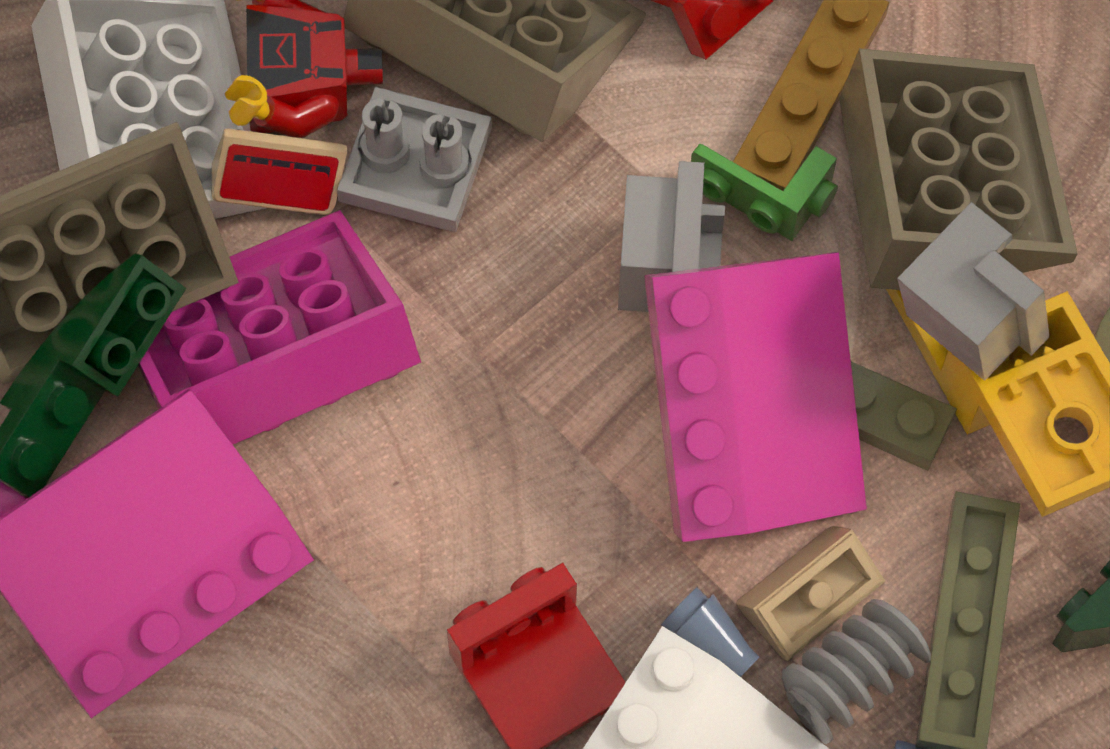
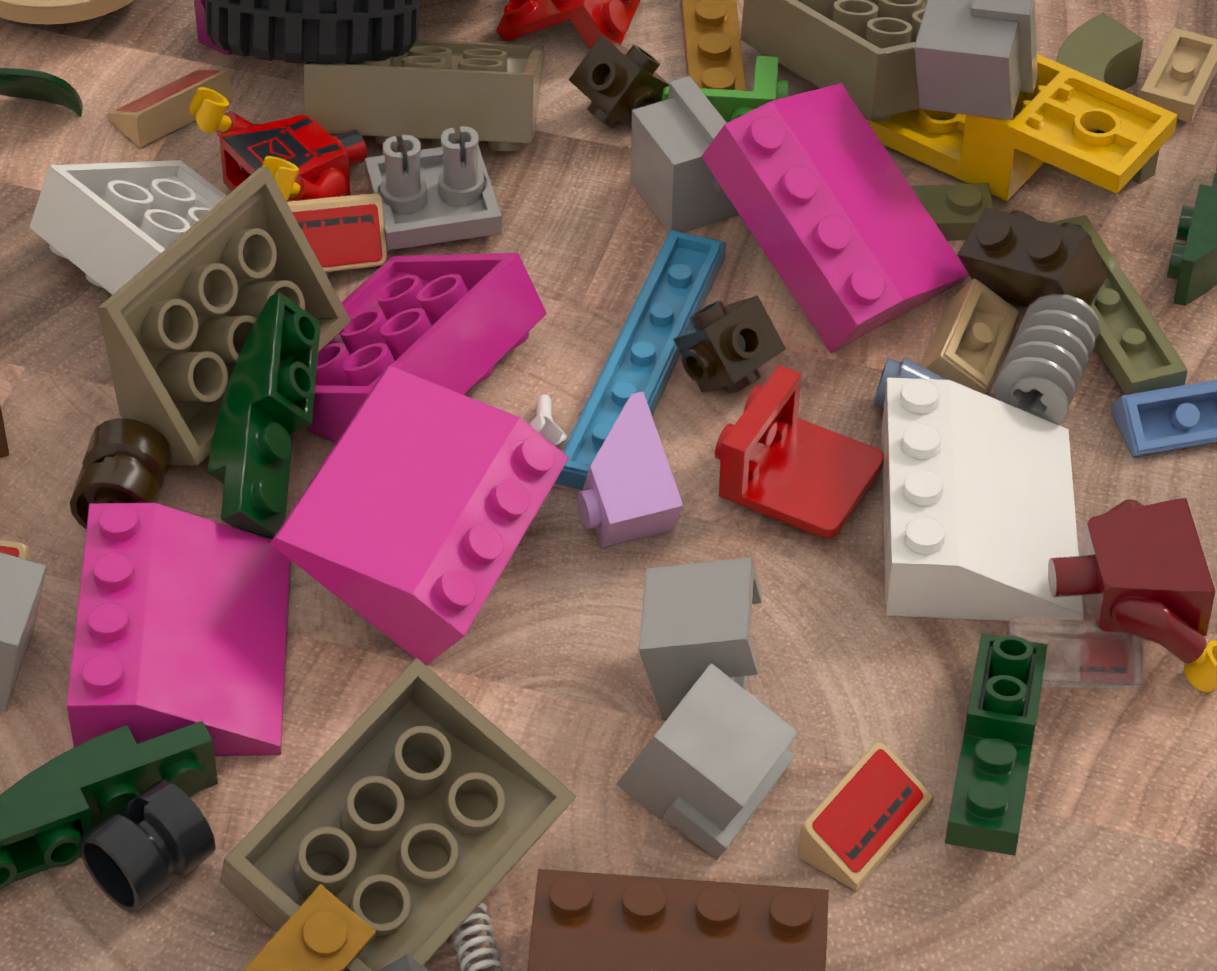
camera: 30 degrees left, 20 degrees down
(337, 496) = (544, 422): none -> white hand
(358, 609) = (630, 481): none -> lavender slope
(484, 455) = (645, 347): none -> dark azure tile
(557, 492) = (728, 344): none -> dark brown brick
(670, 110) = (618, 81): none -> dark brown brick
(909, 550) = (1031, 258): none -> dark brown brick

